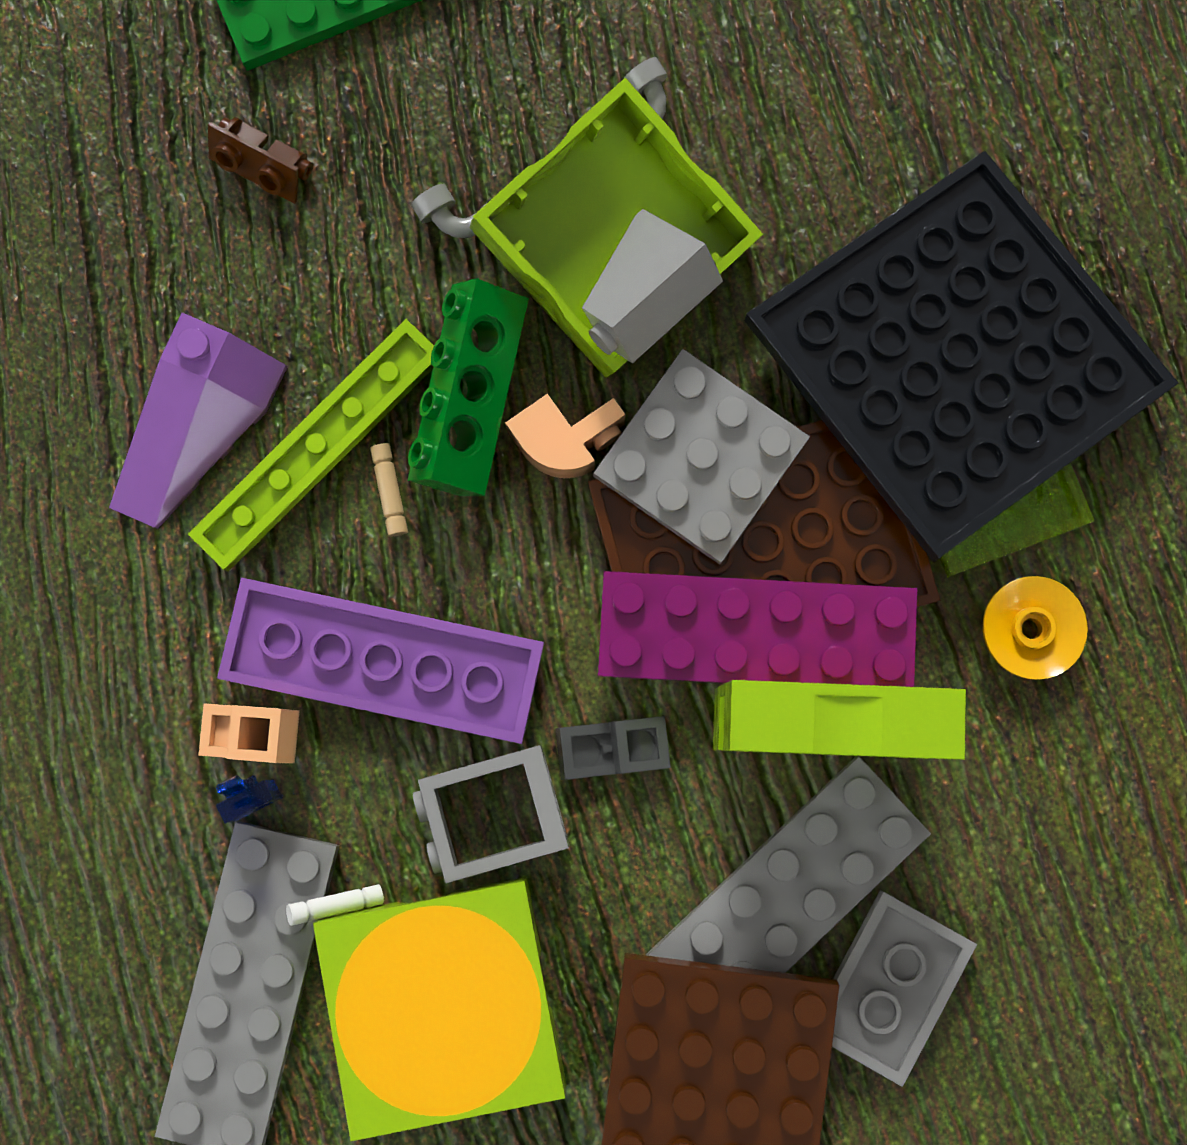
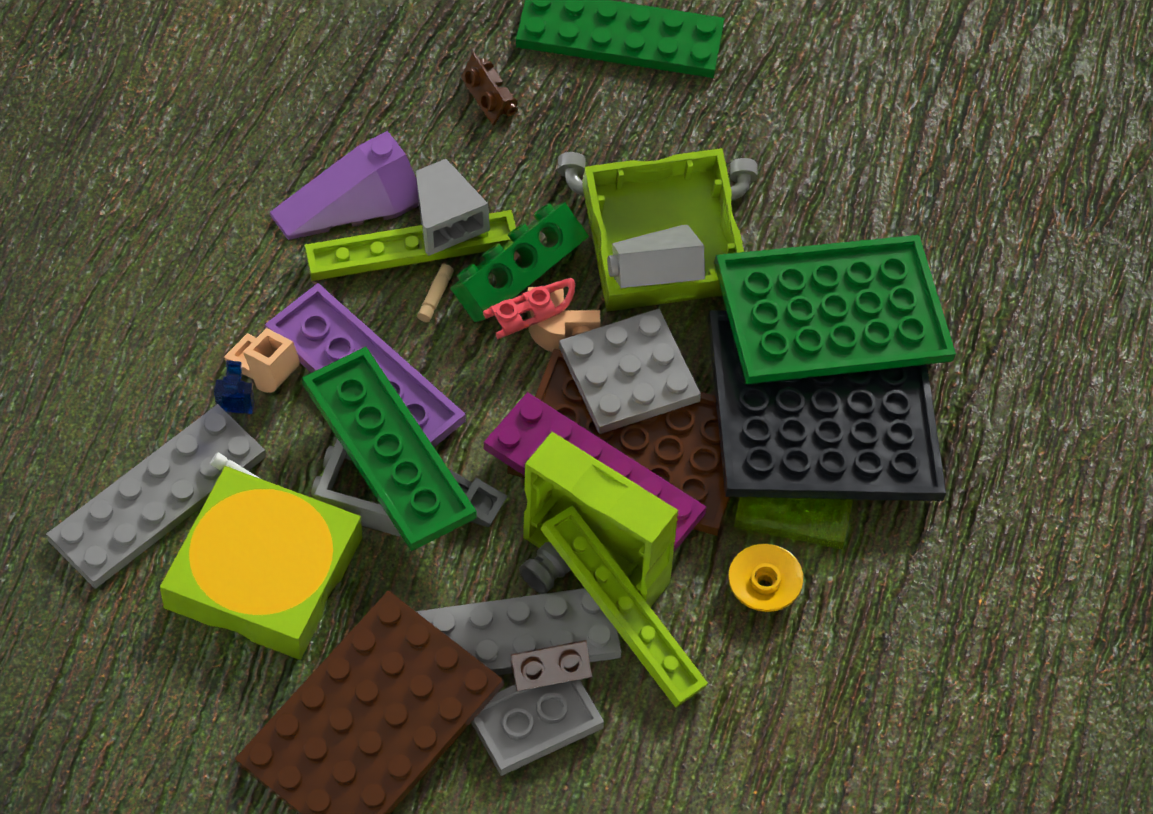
camera: 30 degrees right, 25 degrees down
(332, 373) = (449, 207): none -> light grey slope
(496, 771) = (389, 448): none -> green plate
(536, 442) = (537, 300): none -> coral piece
(775, 785) = (544, 569): none -> flat silver wheel
(892, 905) = (551, 665): none -> hinge
(895, 217) = (833, 309): none -> green plate
(932, 796) = (624, 606): none -> lime plate

